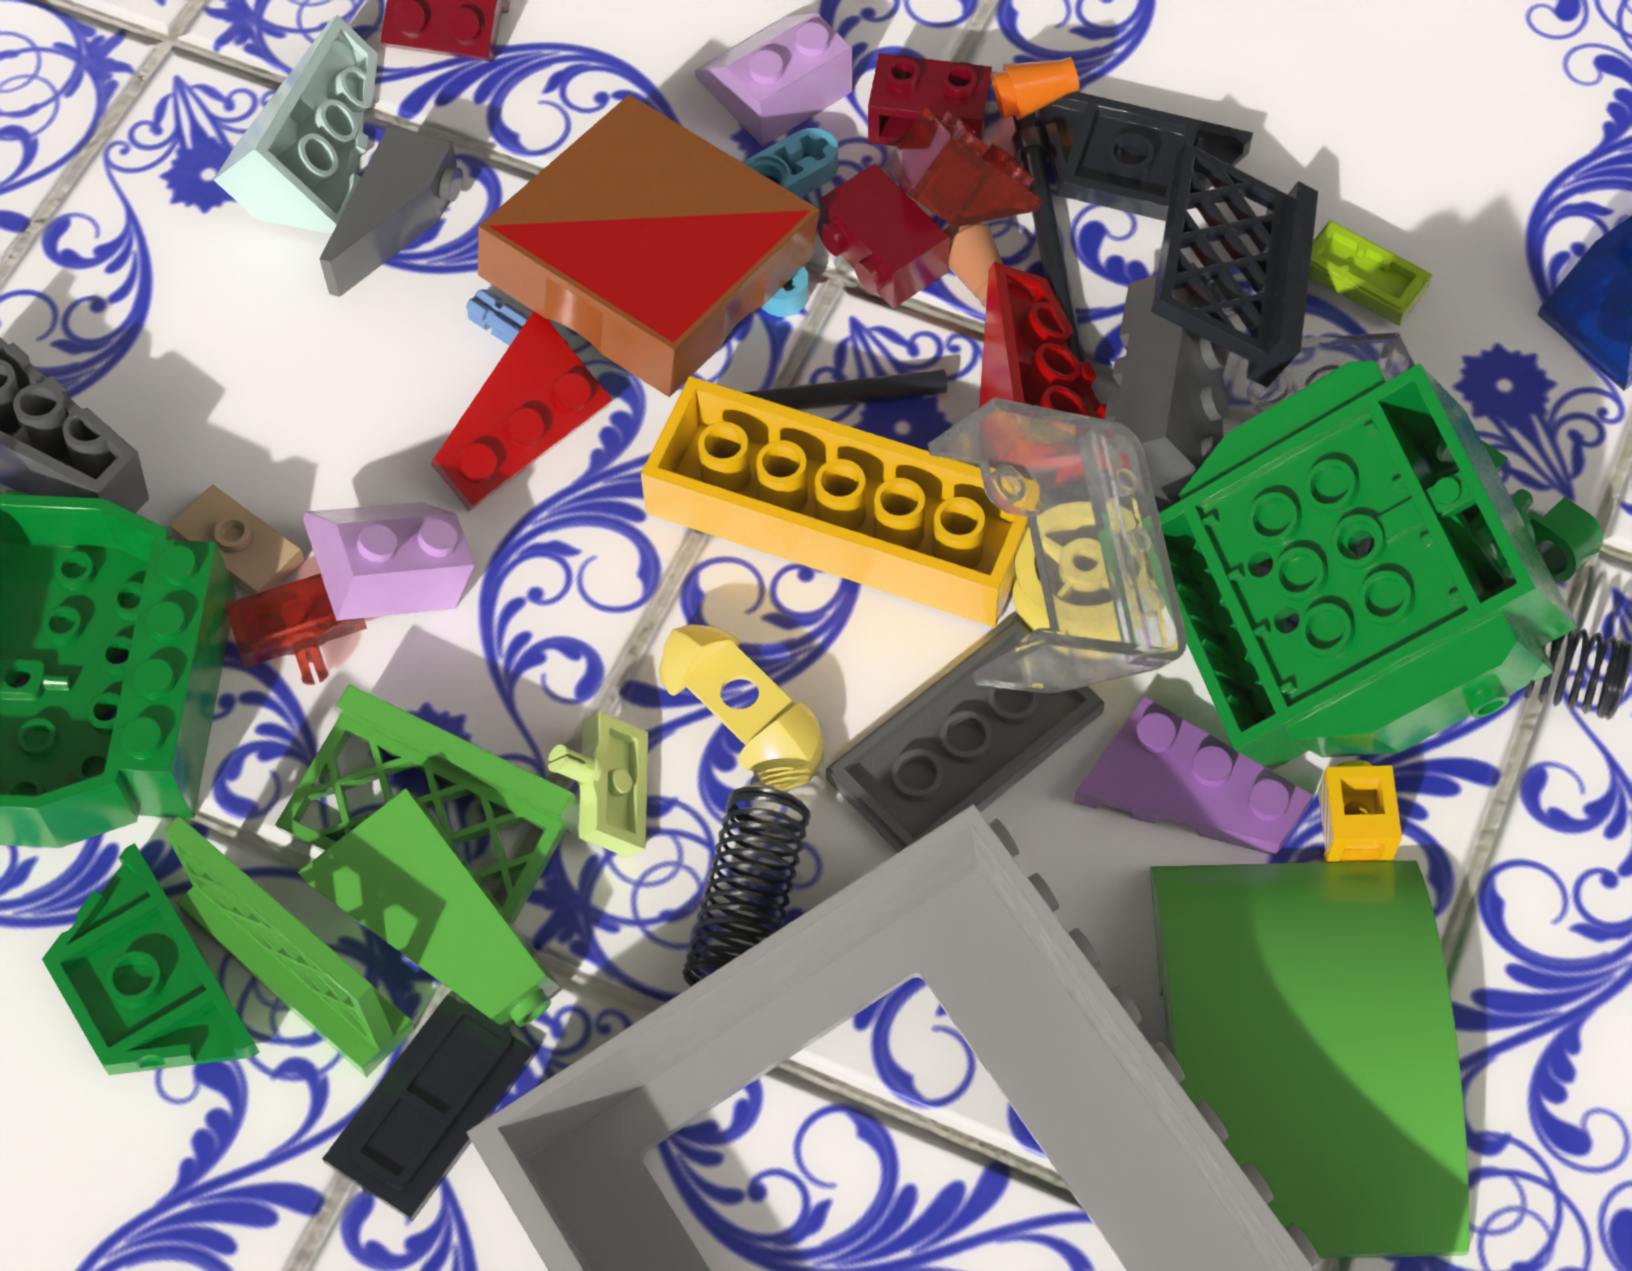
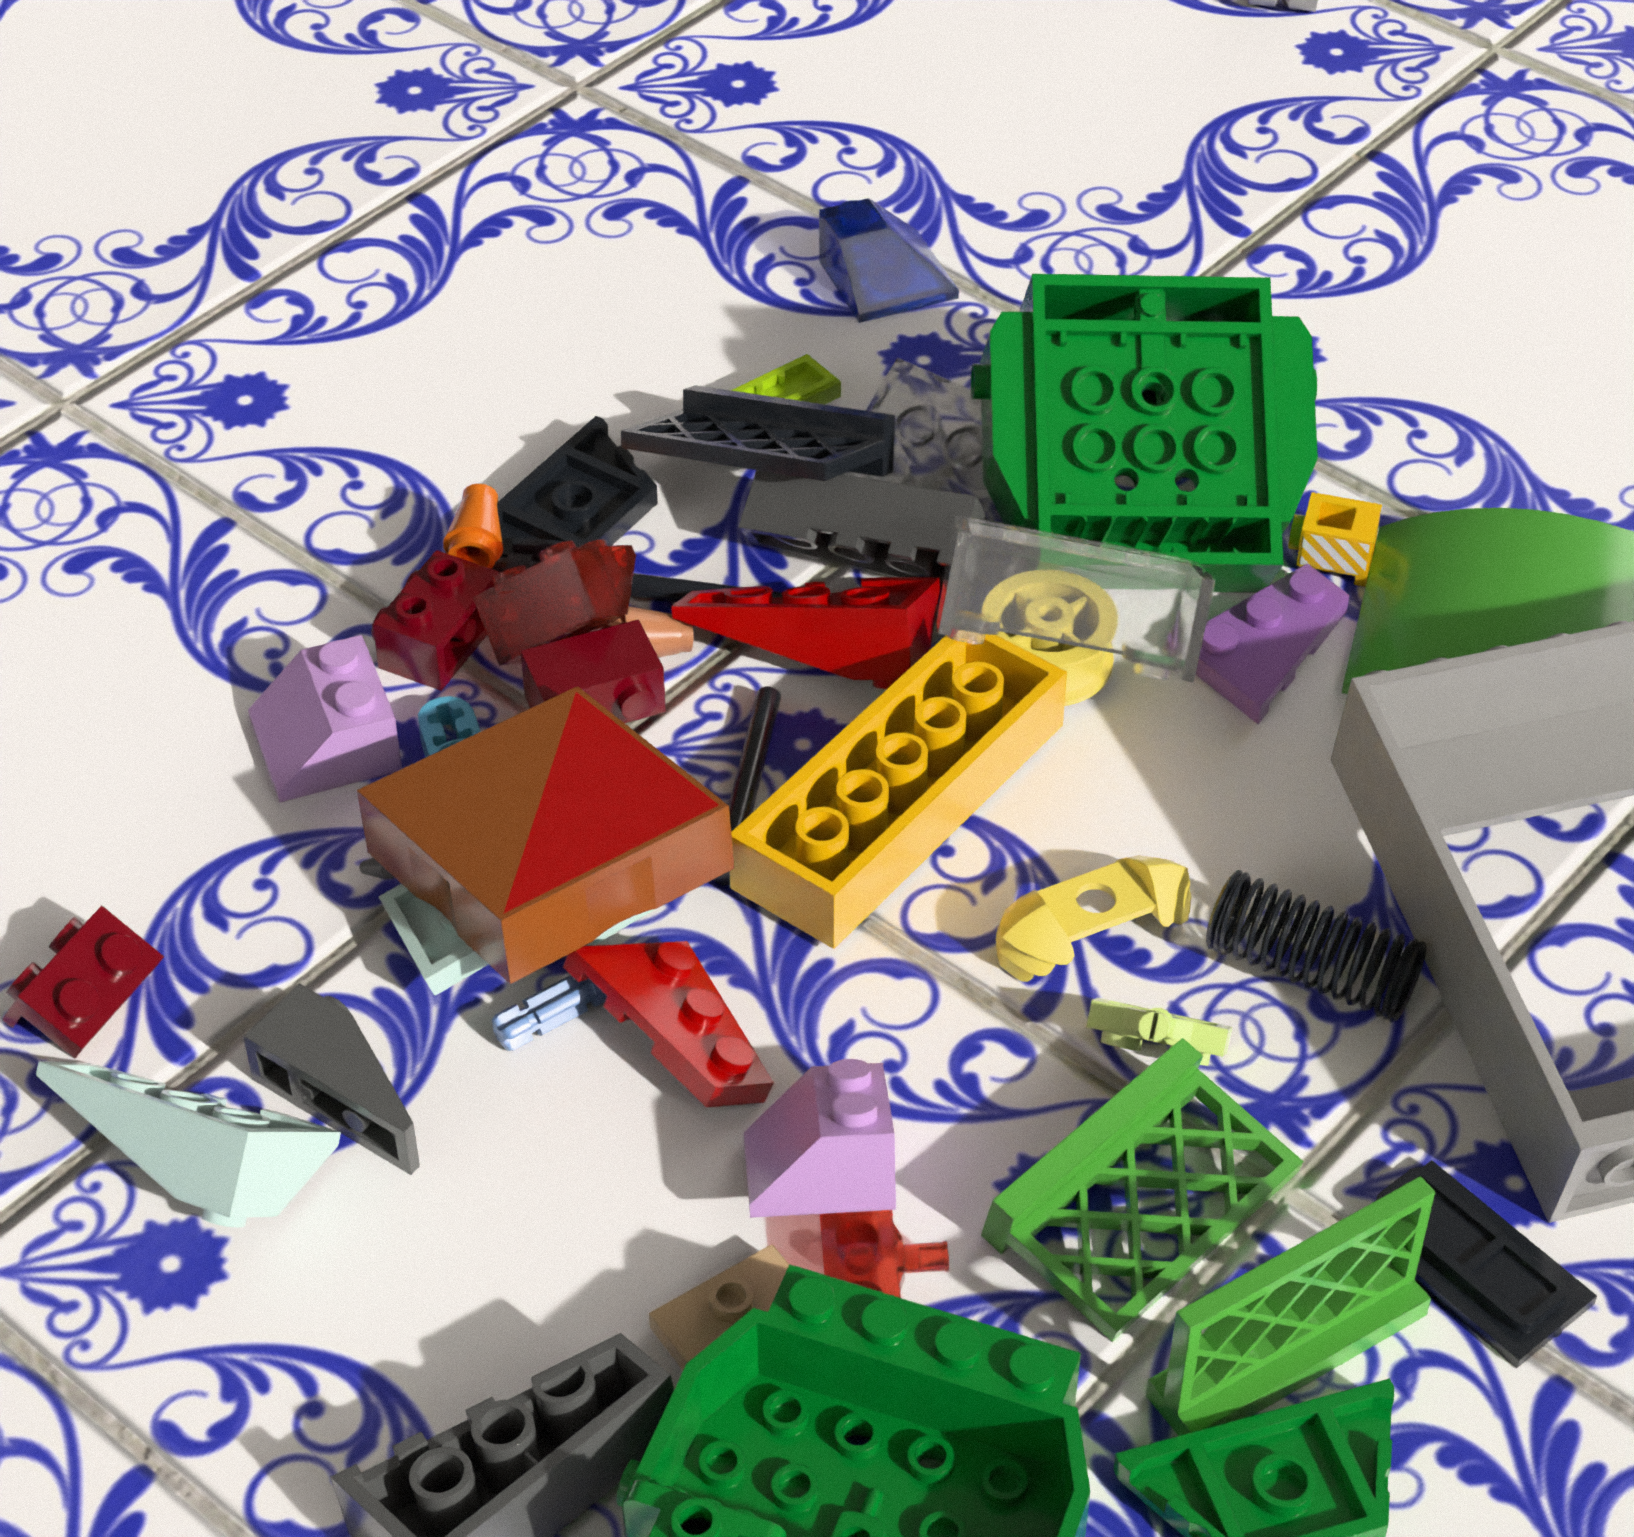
camera: 75 degrees left, 15 degrees down
(429, 904) = (1273, 1184): bright green slope -> none
(957, 747) = (1179, 776): dark grey tile -> none

